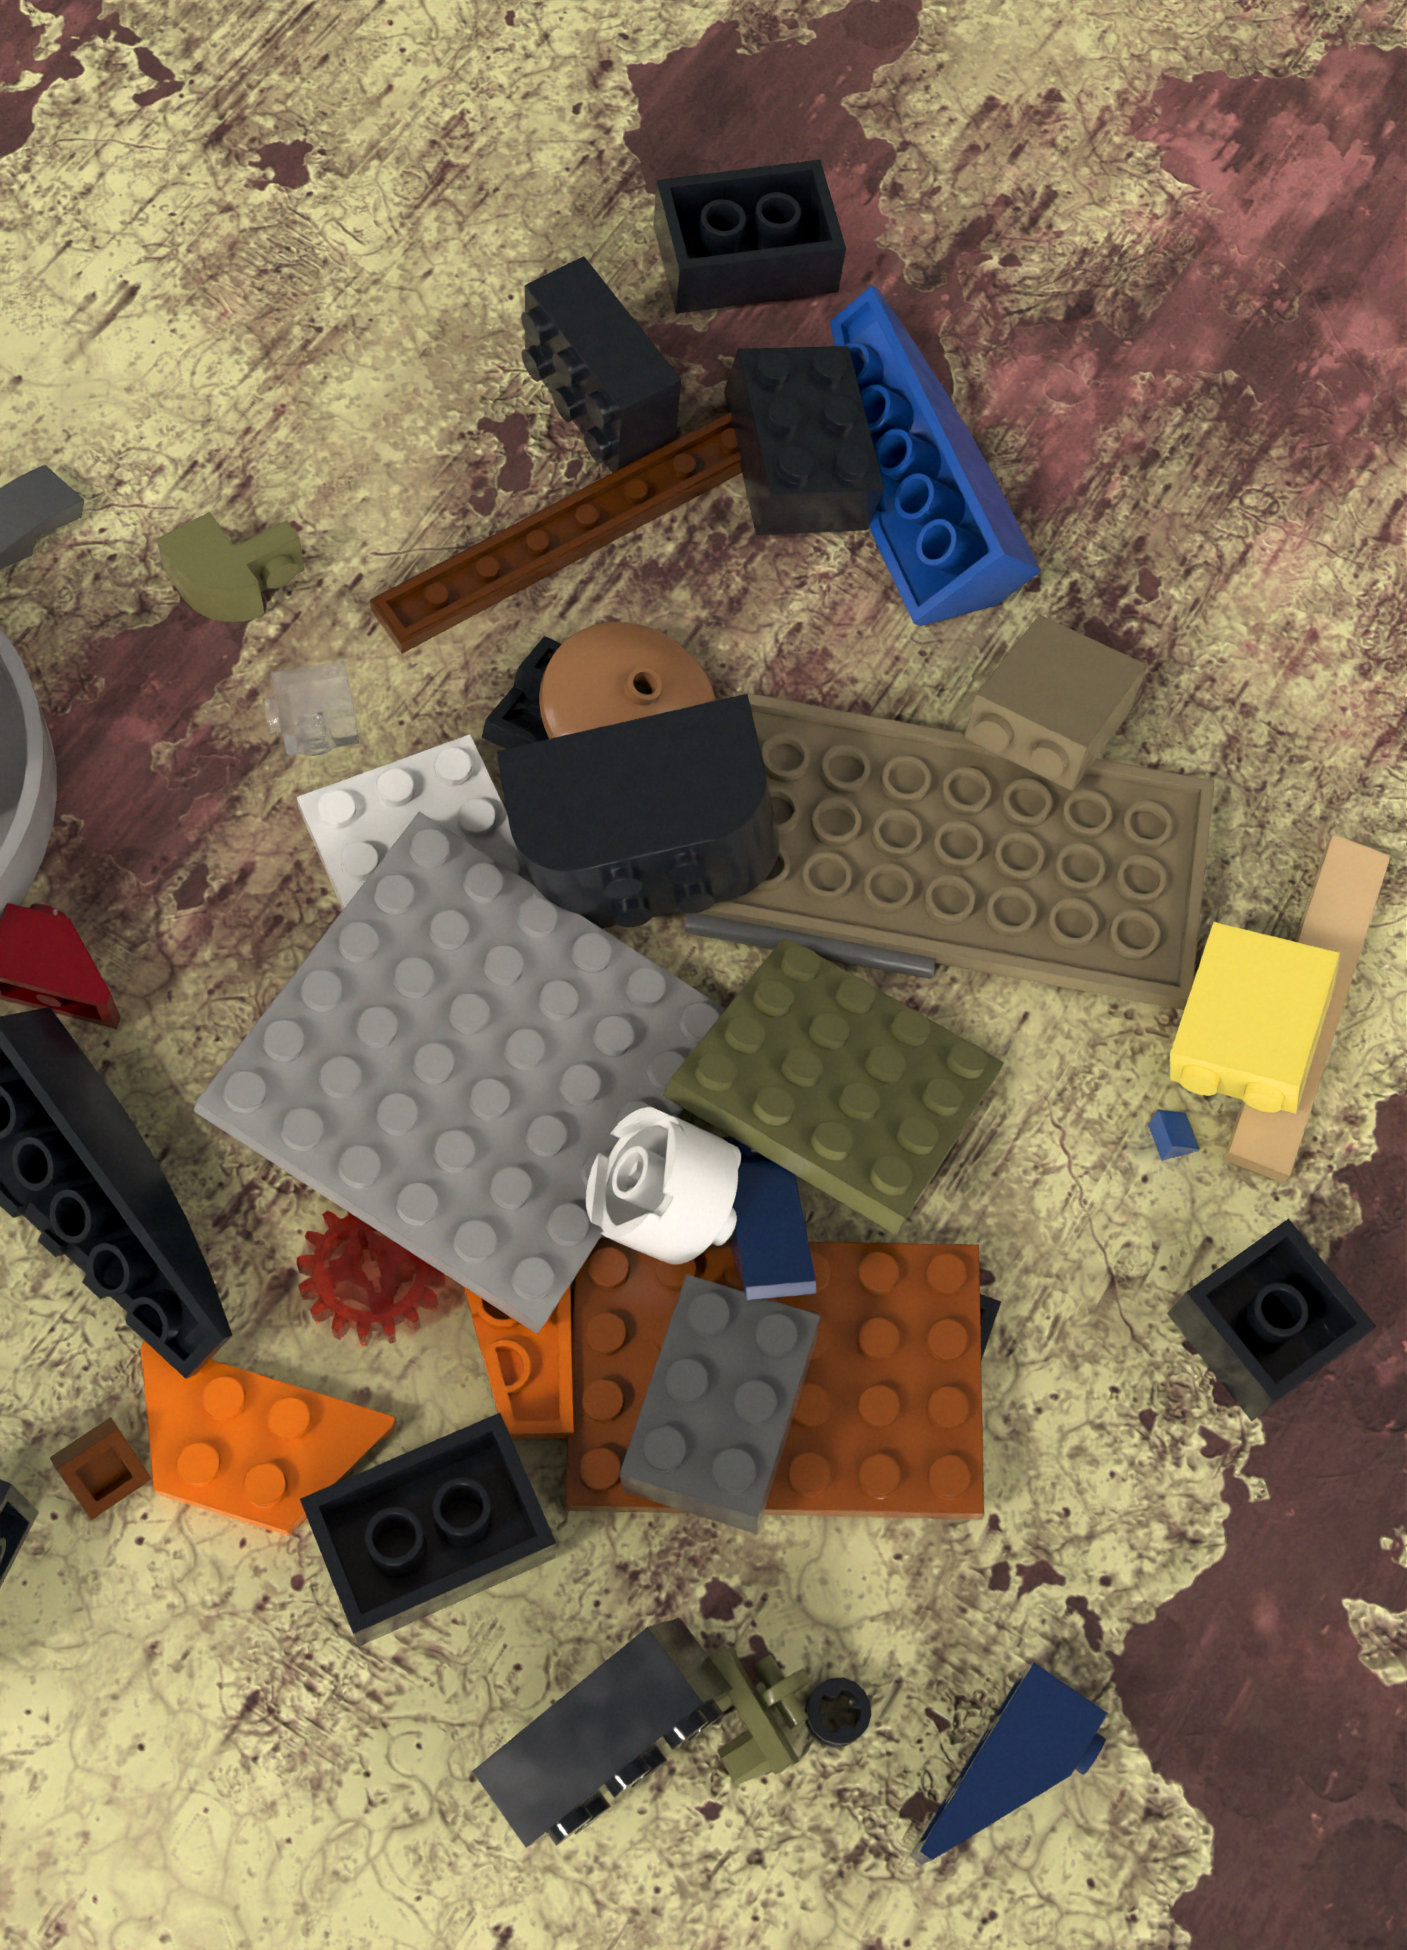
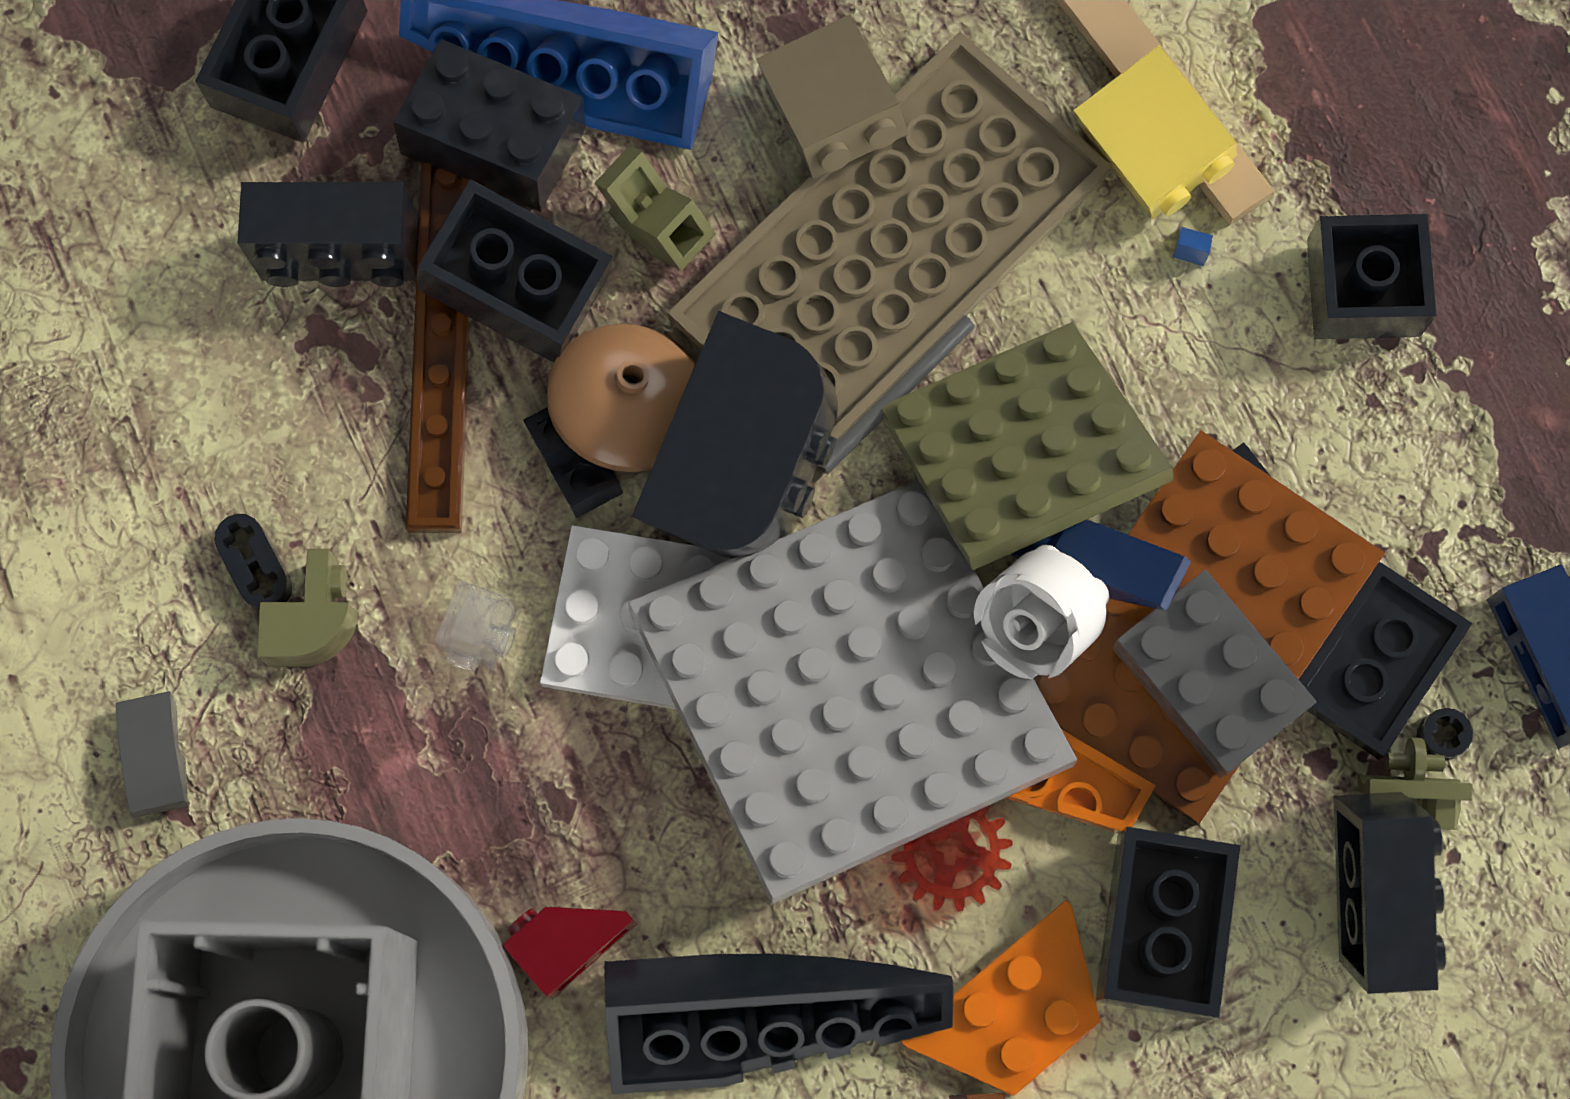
camera: 45 degrees left, 10 degrees up
(242, 493) = (264, 557): none -> black beam
(674, 532) = (513, 271): none -> black brick
(826, 615) = (651, 212): none -> olive brick
(869, 1588) = (1381, 660): none -> black plate

